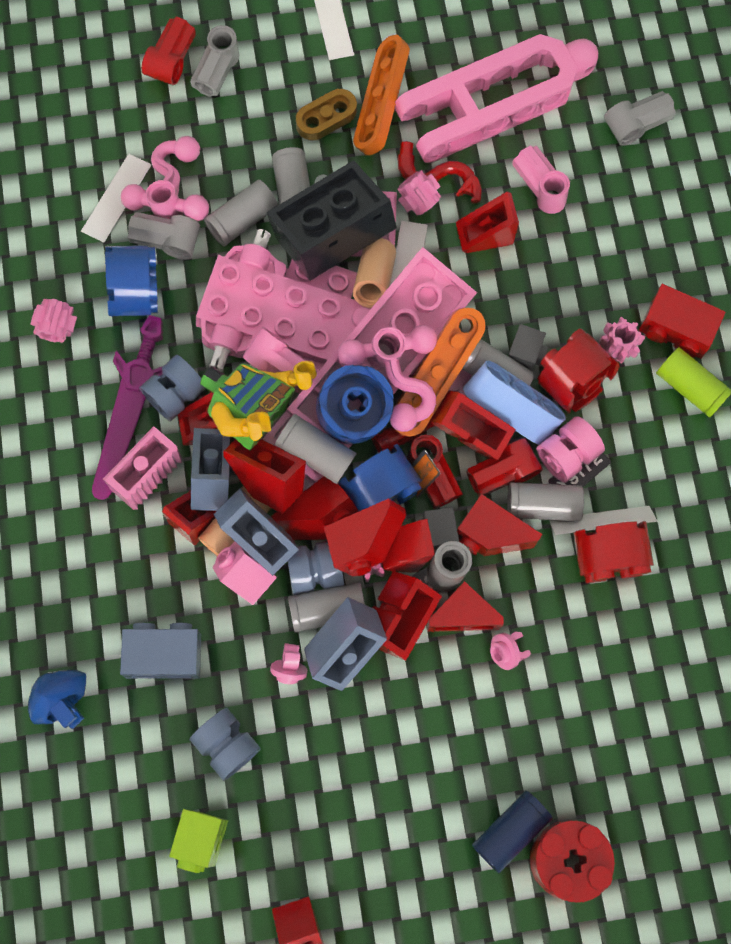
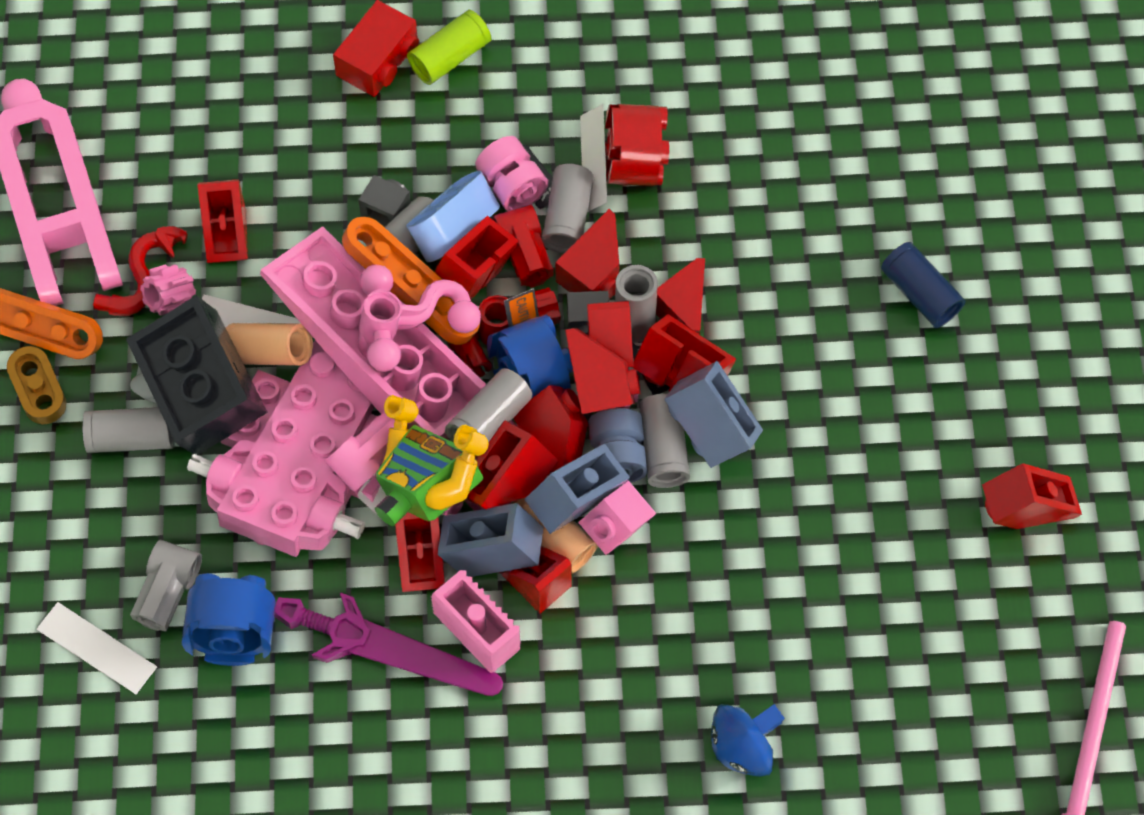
camera: 80 degrees left, 10 degrees down
(53, 320) = (263, 721): bright pink gear -> none
(161, 652) = (701, 621): sand blue brick -> none
(163, 194) = (105, 617): bright pink piece -> none
(172, 388) = (380, 590): sand blue wheel -> none
(198, 840) = (918, 585): lime brick -> none
(225, 744) = (816, 554): sand blue wheel -> none
(240, 212) = (154, 492): light grey pin -> none
(289, 669) = (727, 485): bright pink plate -> none
(354, 383) = (446, 358): blue brick -> none
(506, 651) = (730, 267): bright pink plate -> none
(542, 177) = (172, 160): bright pink piece -> none
(576, 371) = (424, 151): red brick -> none
(591, 874) = (957, 230): red brick -> none
(627, 333) = (388, 109): bright pink gear -> none
(631, 121) = (114, 56): light grey piece -> none

